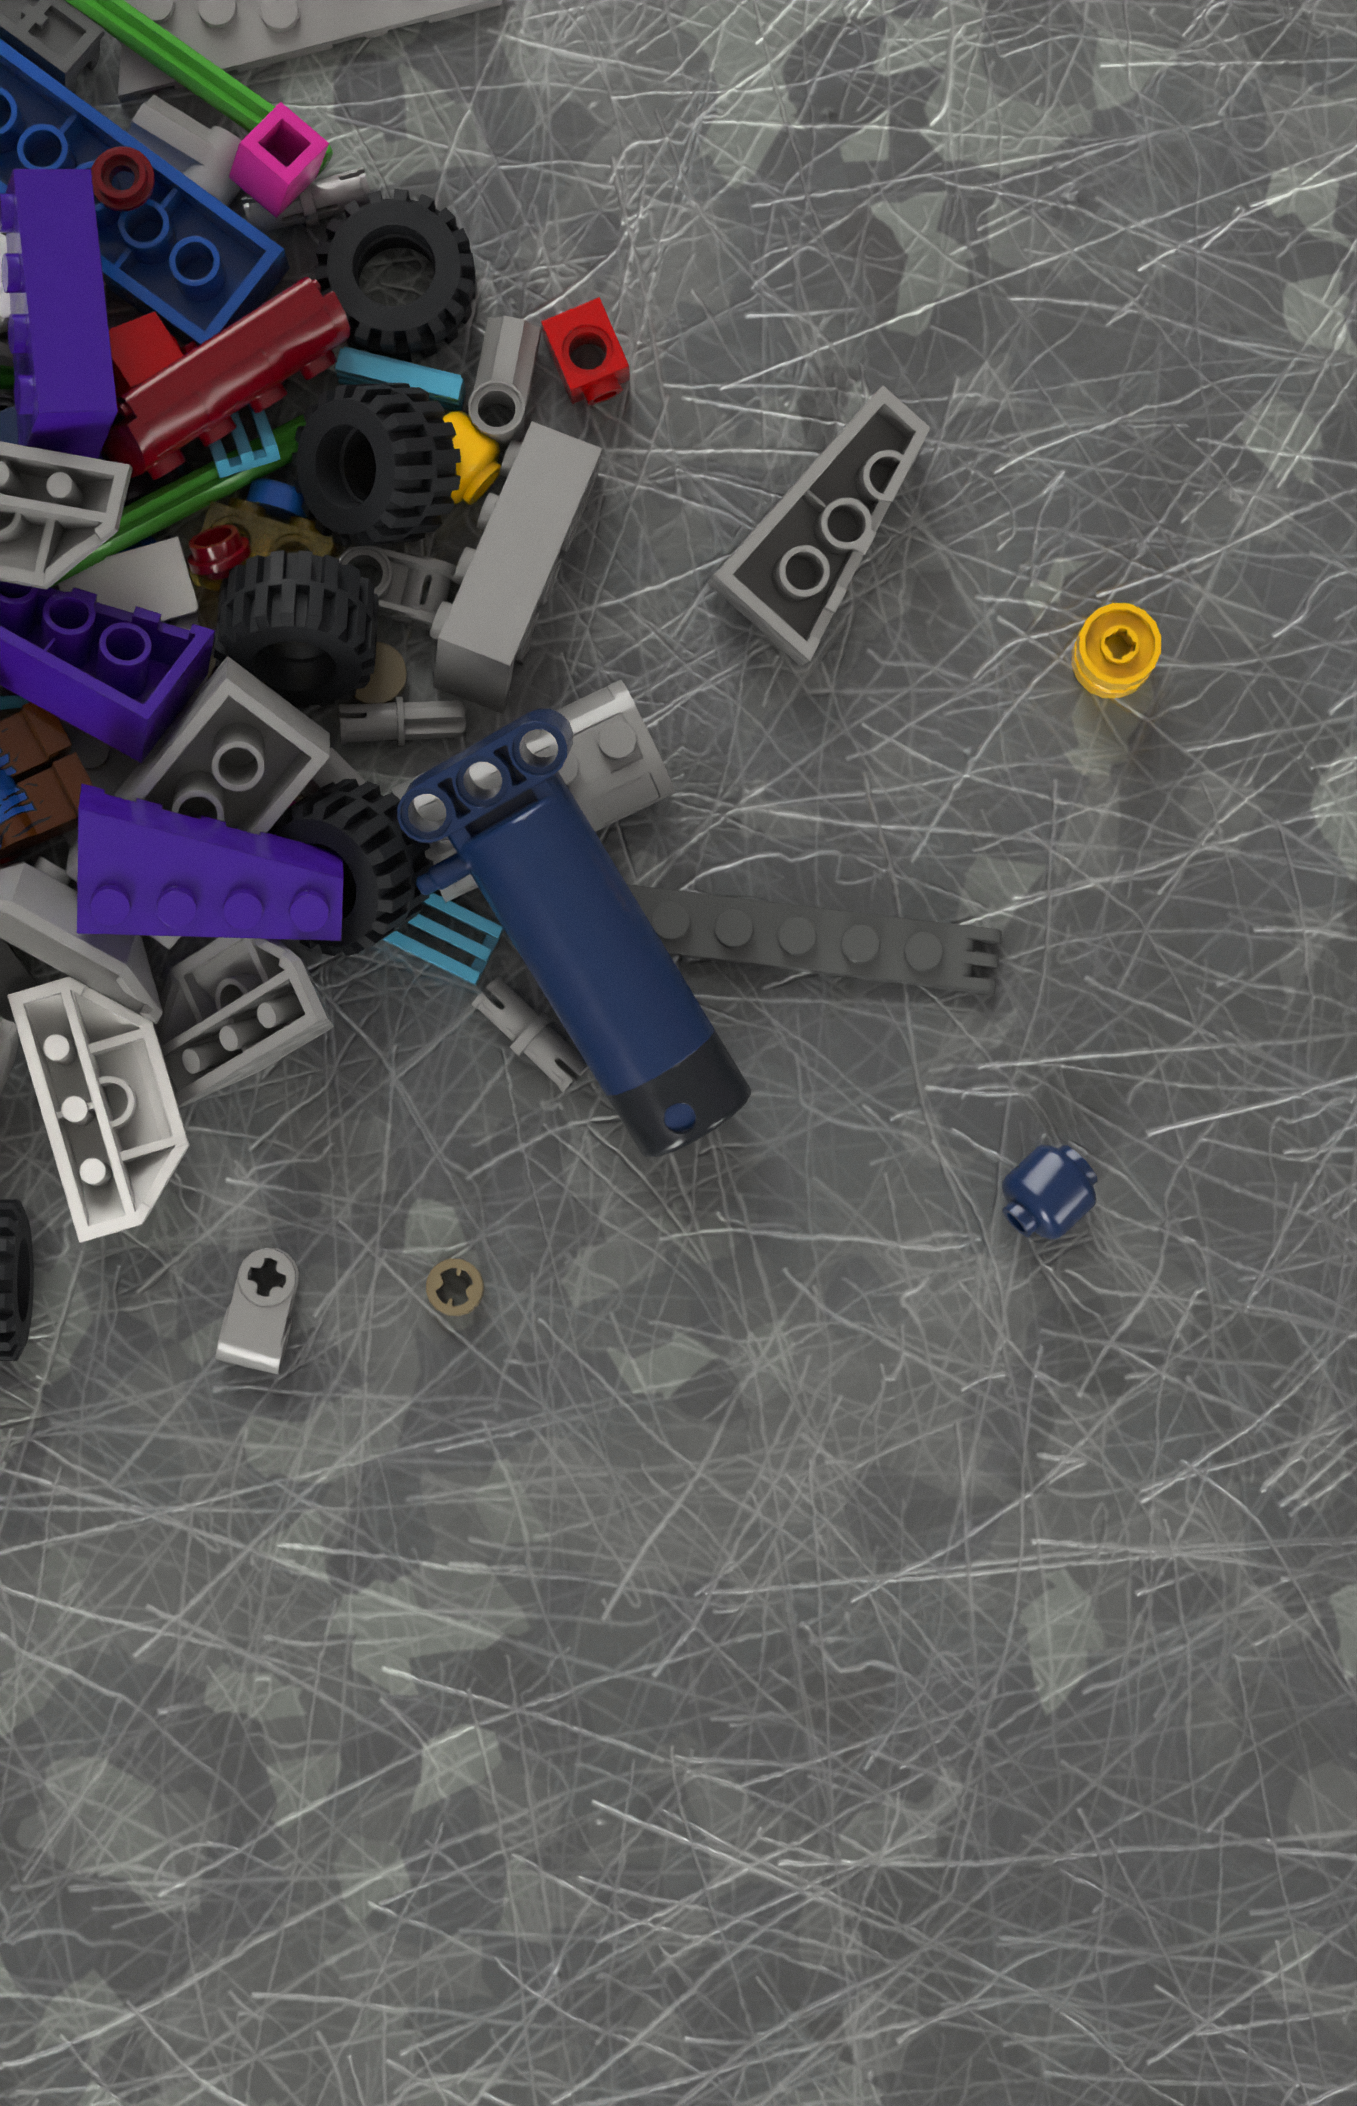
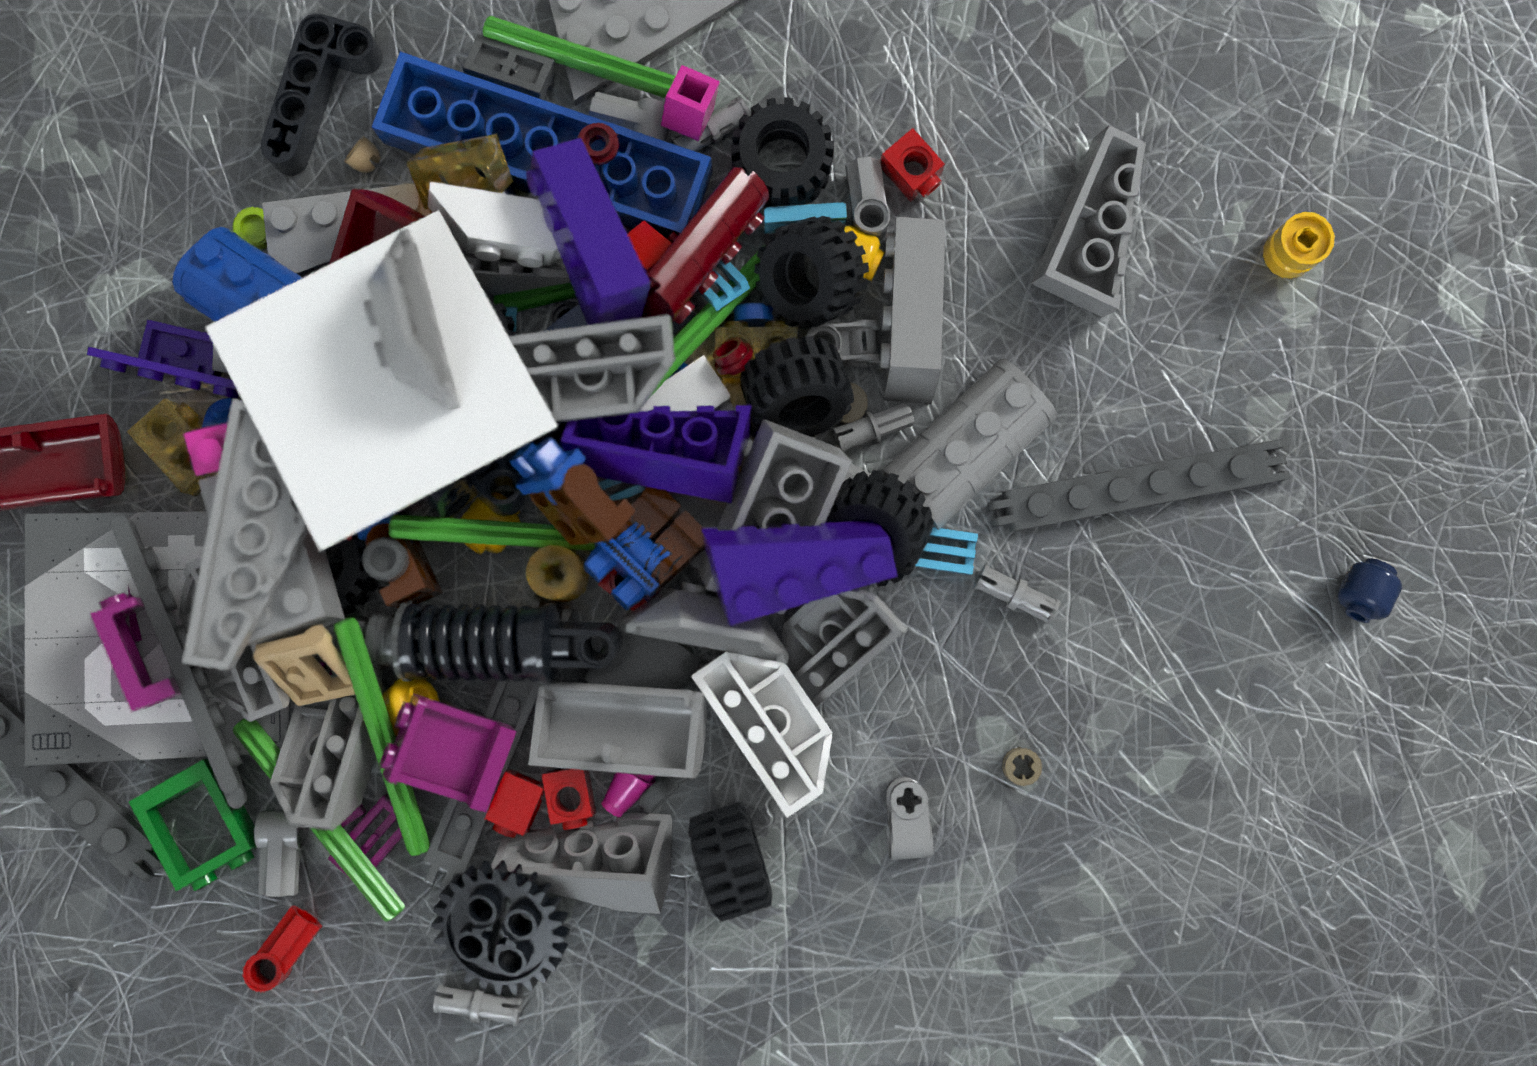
camera: 15 degrees left, 0 degrees up
(580, 934) = (1039, 523): dark blue piece -> none

